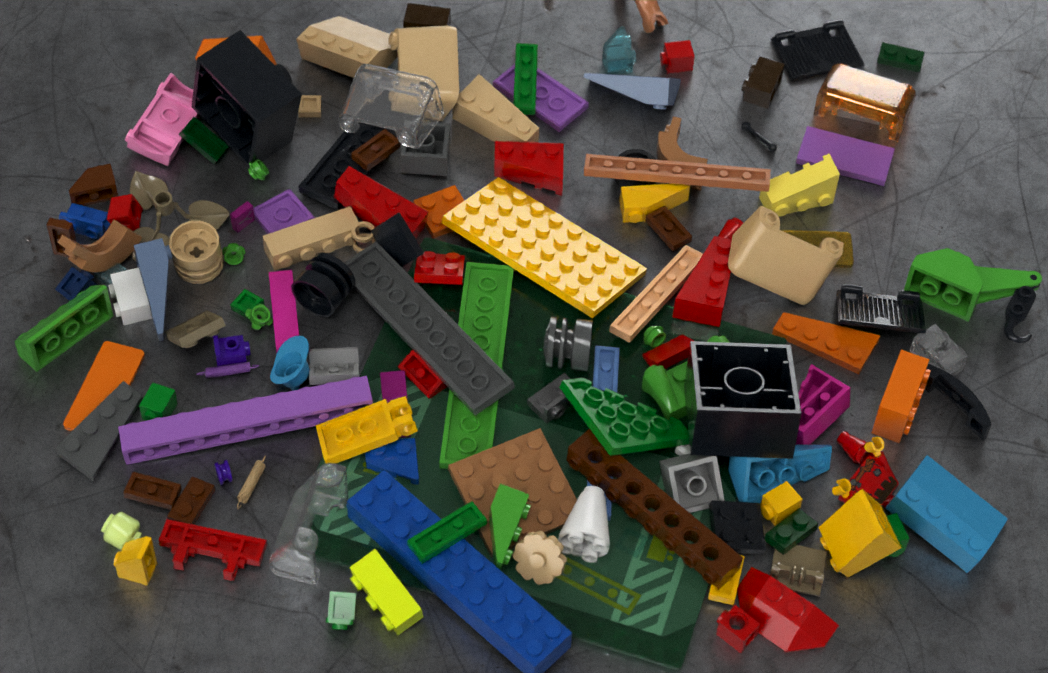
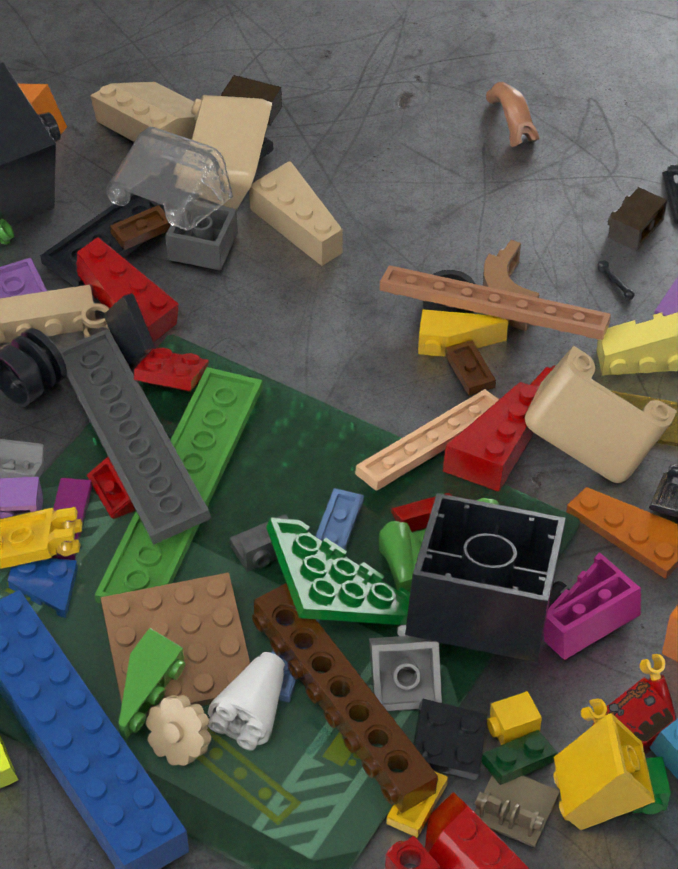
camera: 15 degrees right, 5 degrees down
(310, 106) = (87, 172): tan tile -> none
(438, 205) = (205, 309): orange plate -> none
(447, 532) = (67, 676): green tile -> none
(525, 78) = (347, 175): green tile -> none
(530, 163) = (323, 268): red wedge -> none
(544, 246) = (310, 366): yellow plate -> none
(554, 101) = (362, 197): medium lavender tile -> none
(568, 343) = (297, 478): dark grey wheel -> none
(617, 53) = (467, 163): clear light blue slope -> none
(649, 90) = (490, 206): sand blue wedge -> none
(654, 336) = (411, 489): bright green plate -> none
(677, 56) = (539, 176): red brick -> none
(757, 476) = (494, 677): dark azure wedge -> none
(853, 447) = (629, 664): red cone -> none

